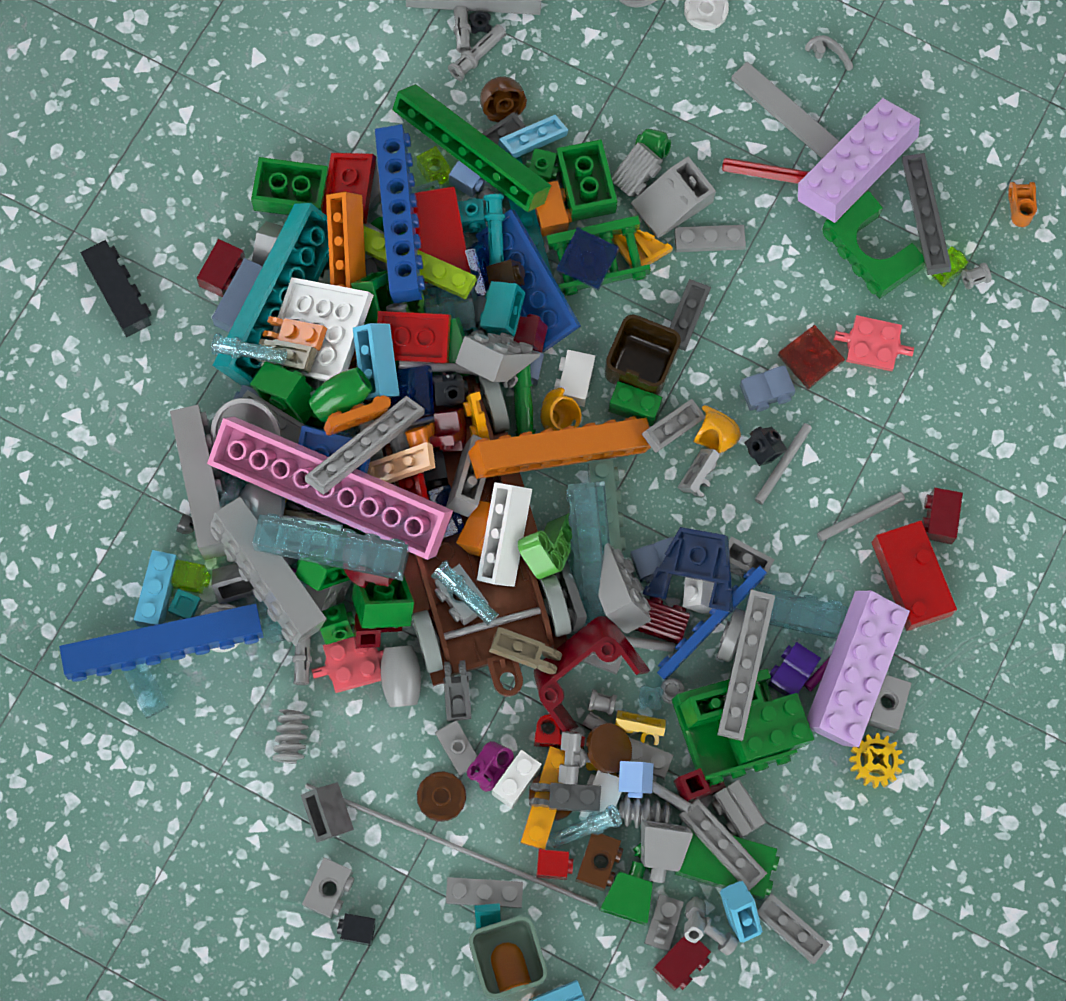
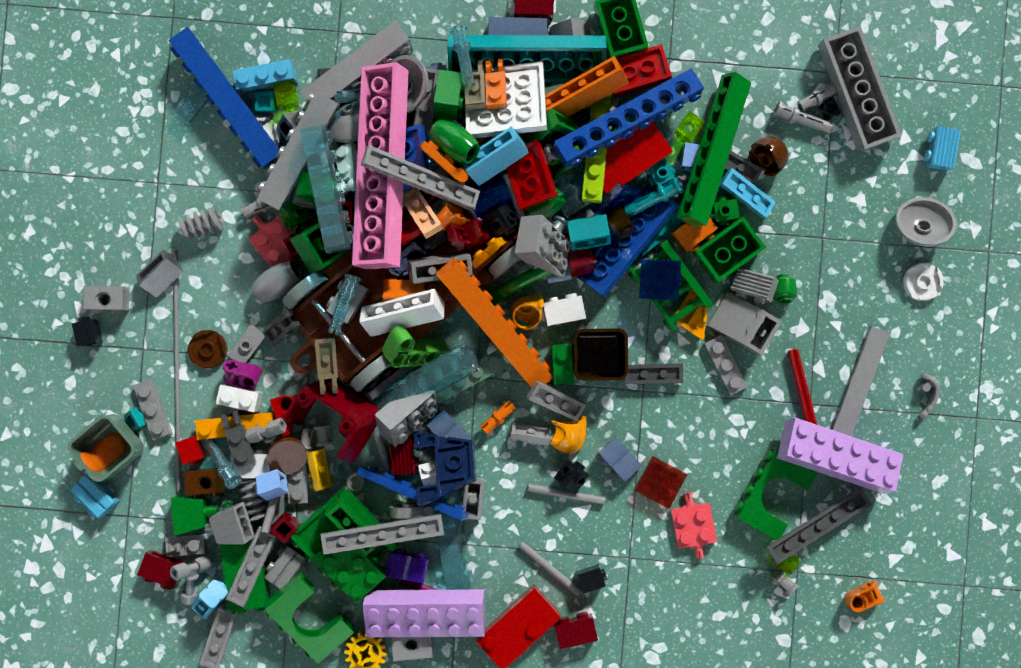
camera: 70 degrees right, 15 degrees up
(664, 499) = (497, 417): none -> orange pin
(785, 826) = (316, 642): none -> green arch
(890, 474) = (592, 578): none -> black brick

